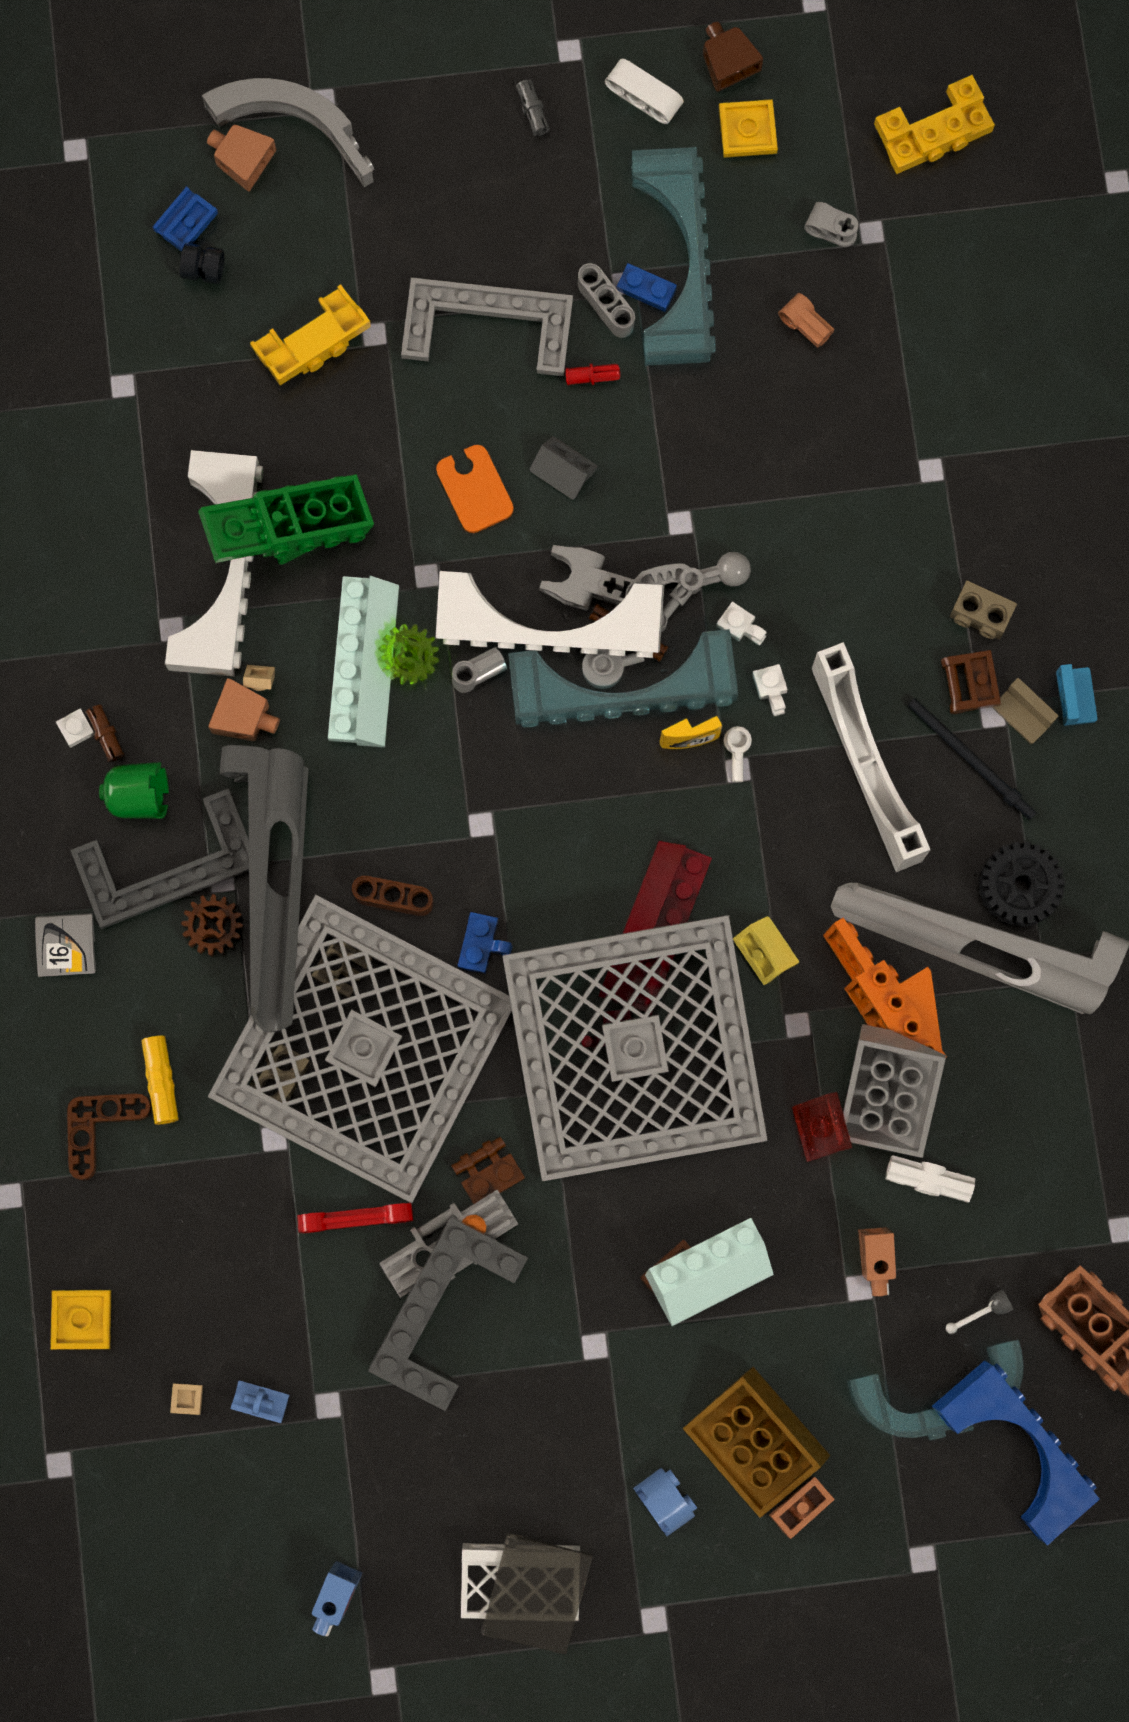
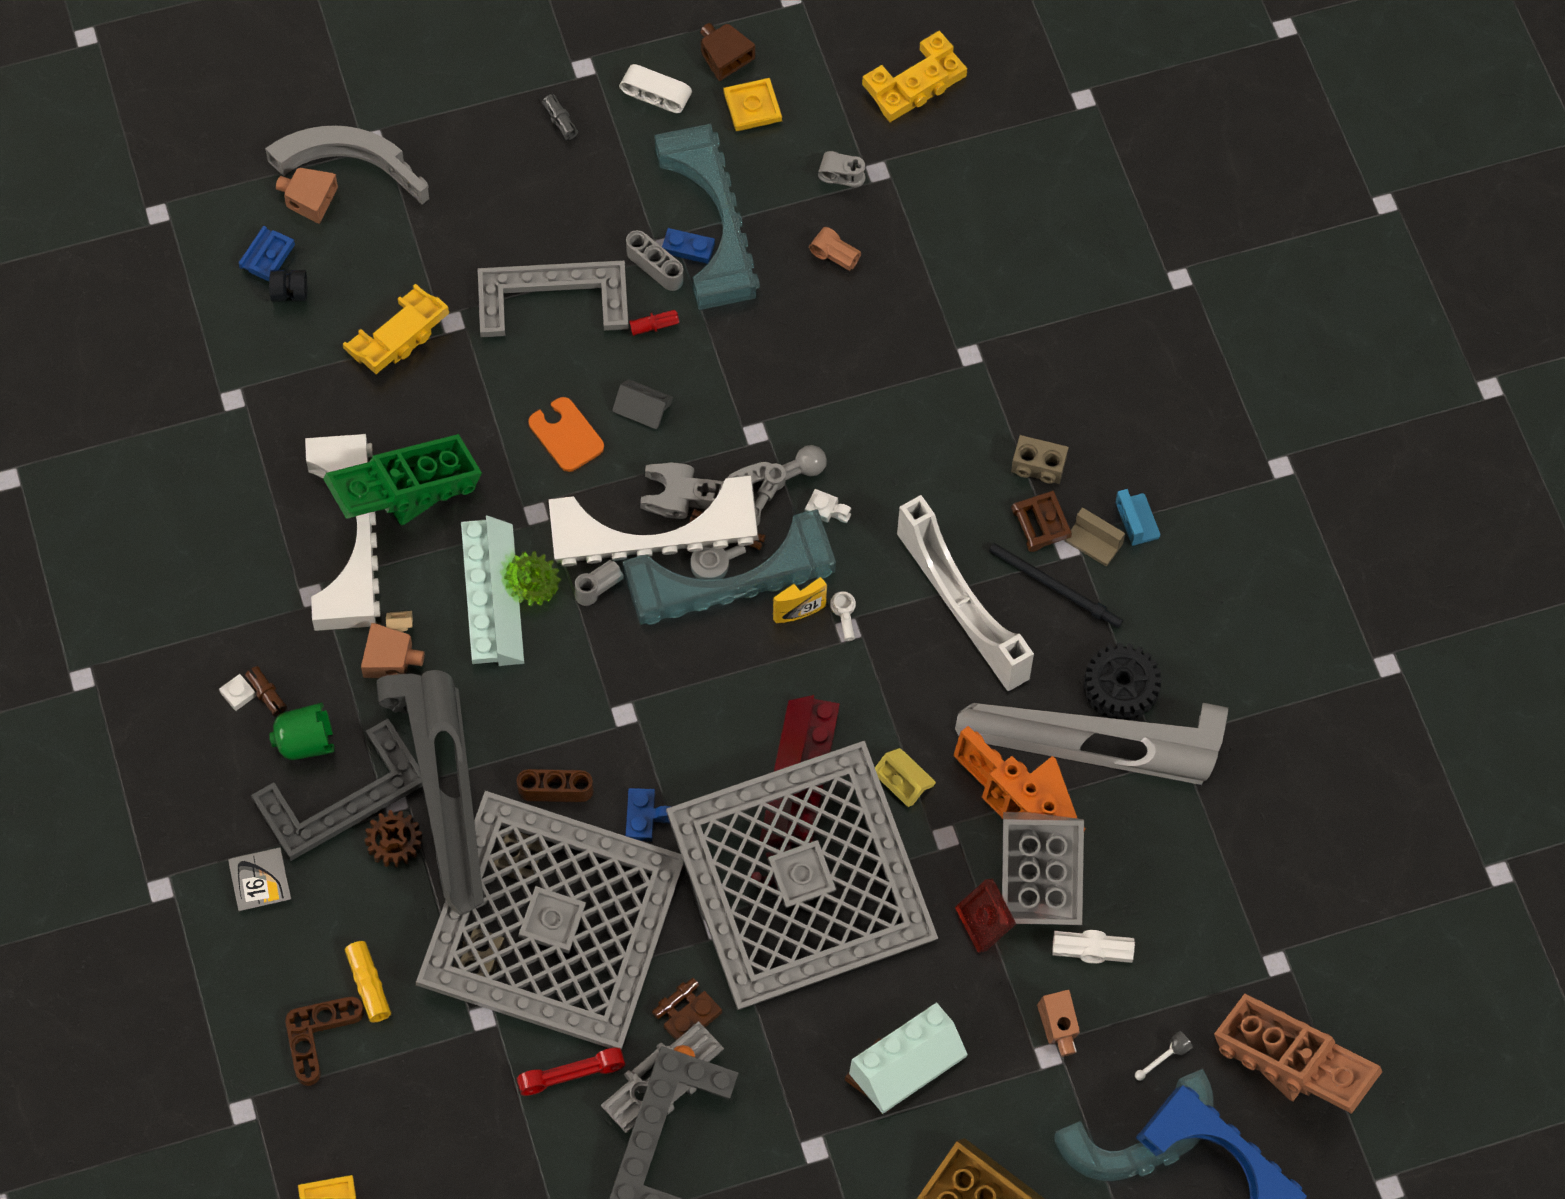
camera: 10 degrees left, 15 degrees down
(771, 685) = (865, 554): white plate -> none

